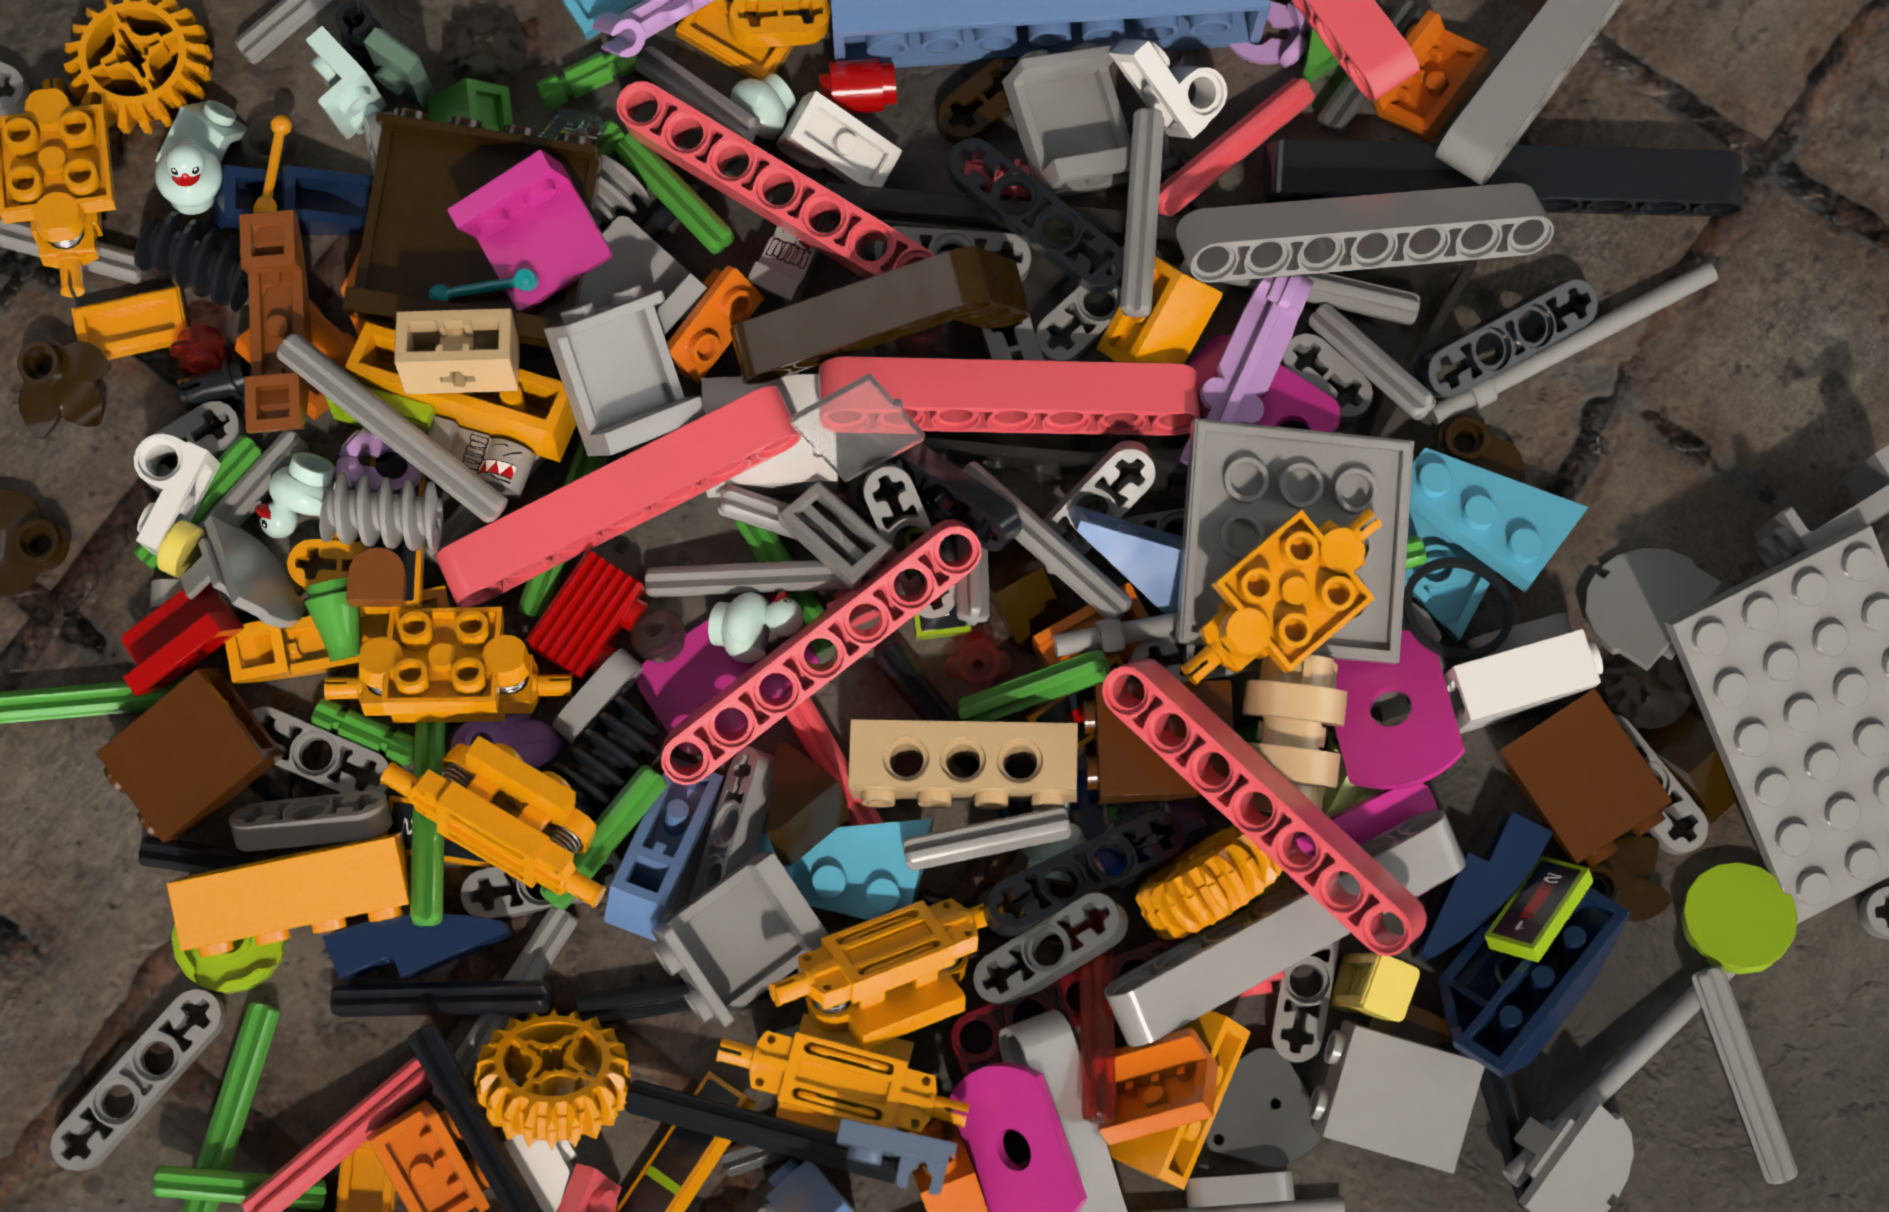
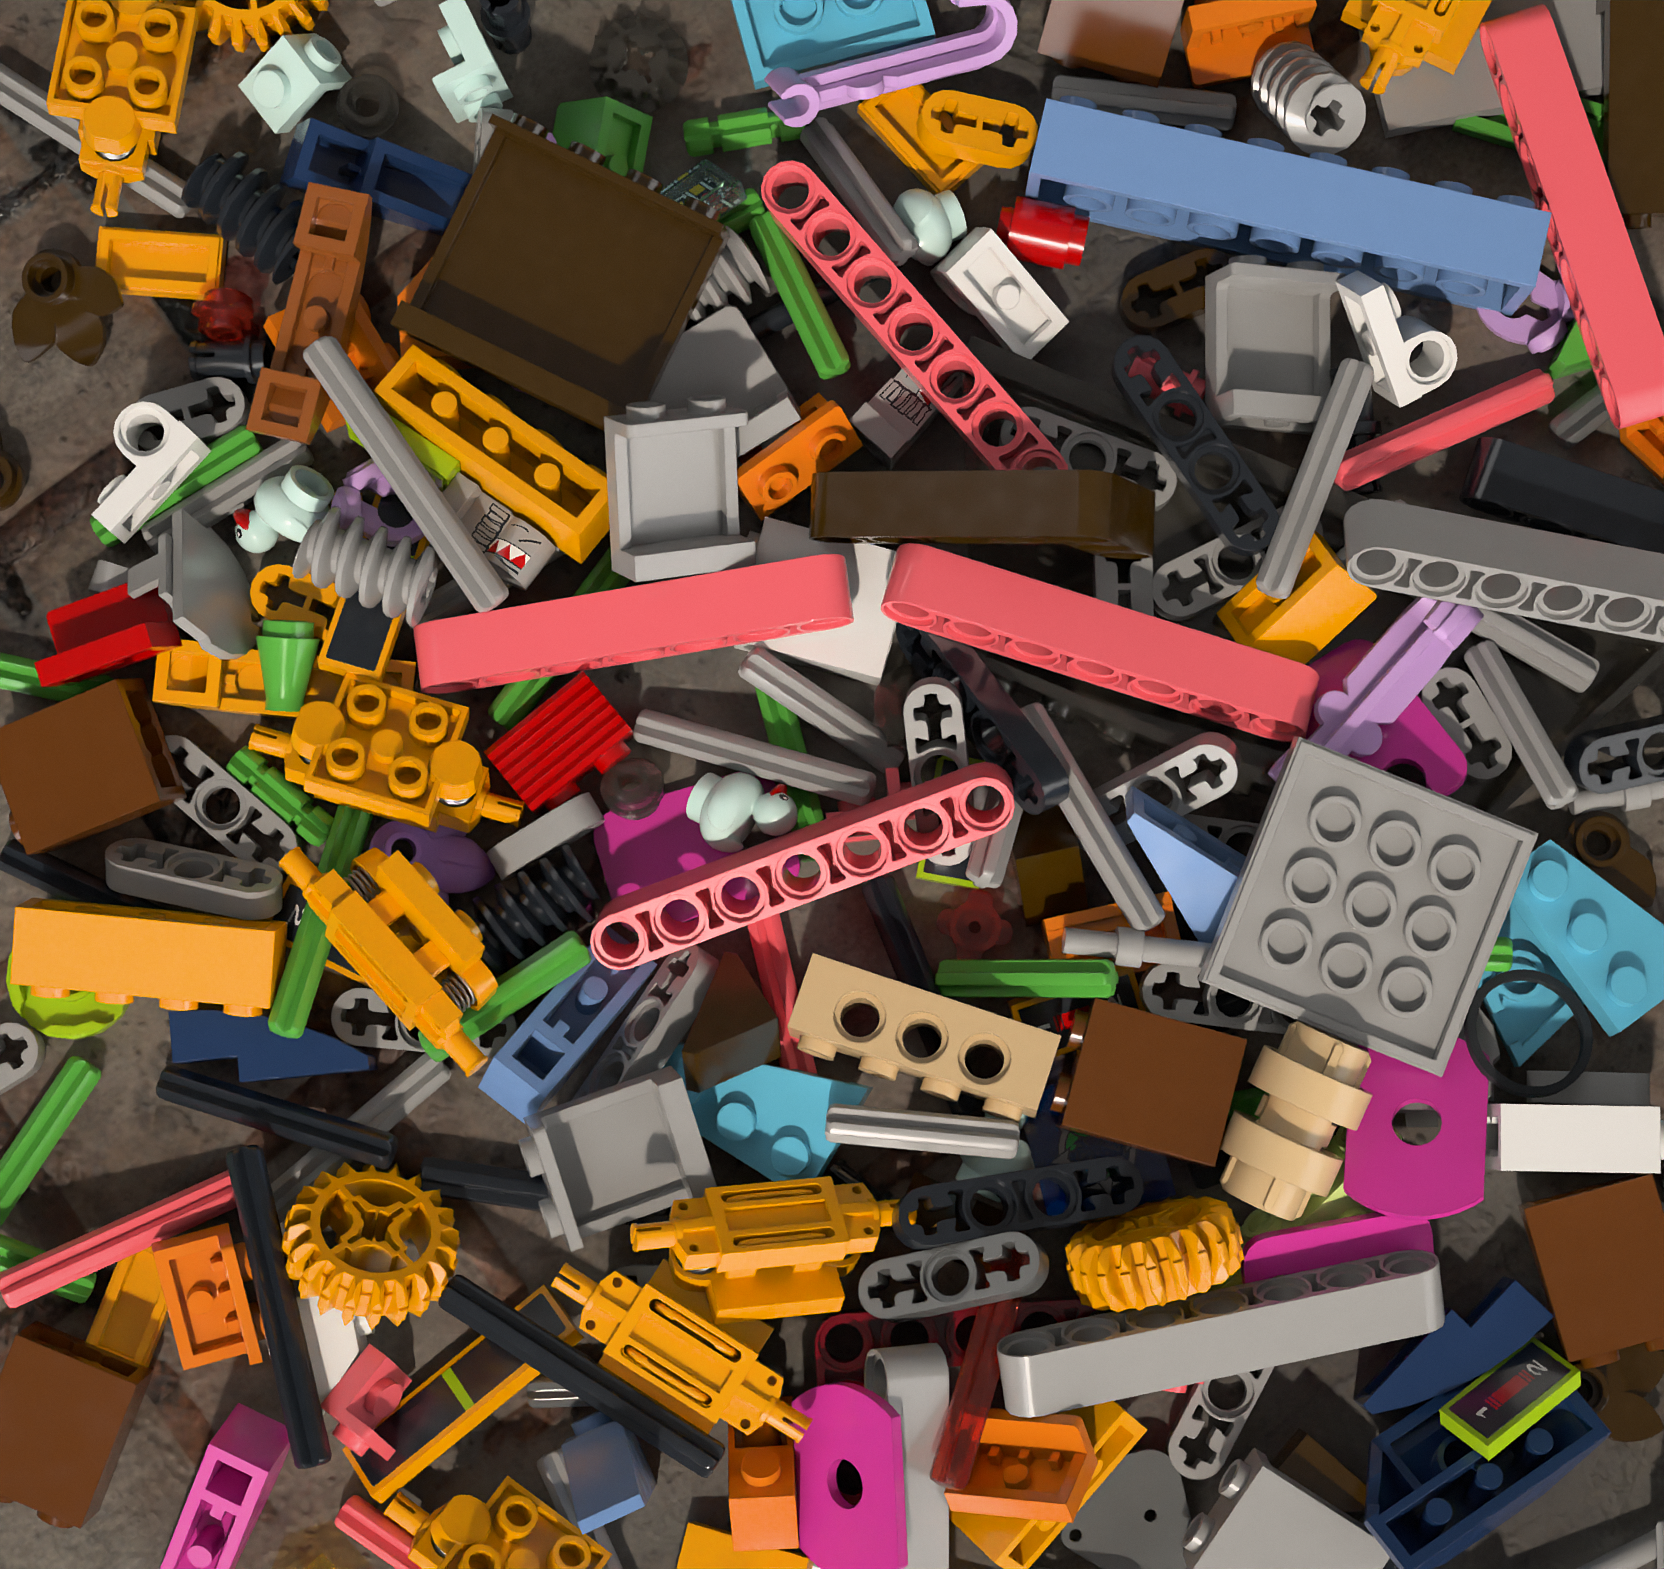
camera: 25 degrees right, 5 degrees up
(179, 548) = (138, 535): light yellow tile -> none
(189, 177) = (267, 119): light aqua animal -> none
(281, 126) = (342, 175): light orange hinge -> none
(376, 579) = (340, 637): dark orange tile -> none
(398, 68) = (534, 63): sand green plate -> none
(457, 351) = (500, 414): tan brick -> none
(524, 279) = (599, 351): teal hinge -> none
(535, 223) = (627, 299): dark pink bracket -> none
(857, 427) = (918, 631): clear piece -> none
(864, 563) = (882, 785): light grey tile -> none
(871, 1142) = (691, 1431): sand blue plate -> none
(1286, 595) = (1339, 971): light orange piece -> none
(1291, 808) = (1267, 1211): coral beam -> none
(1374, 986) = (1298, 1426): light yellow slope -> none

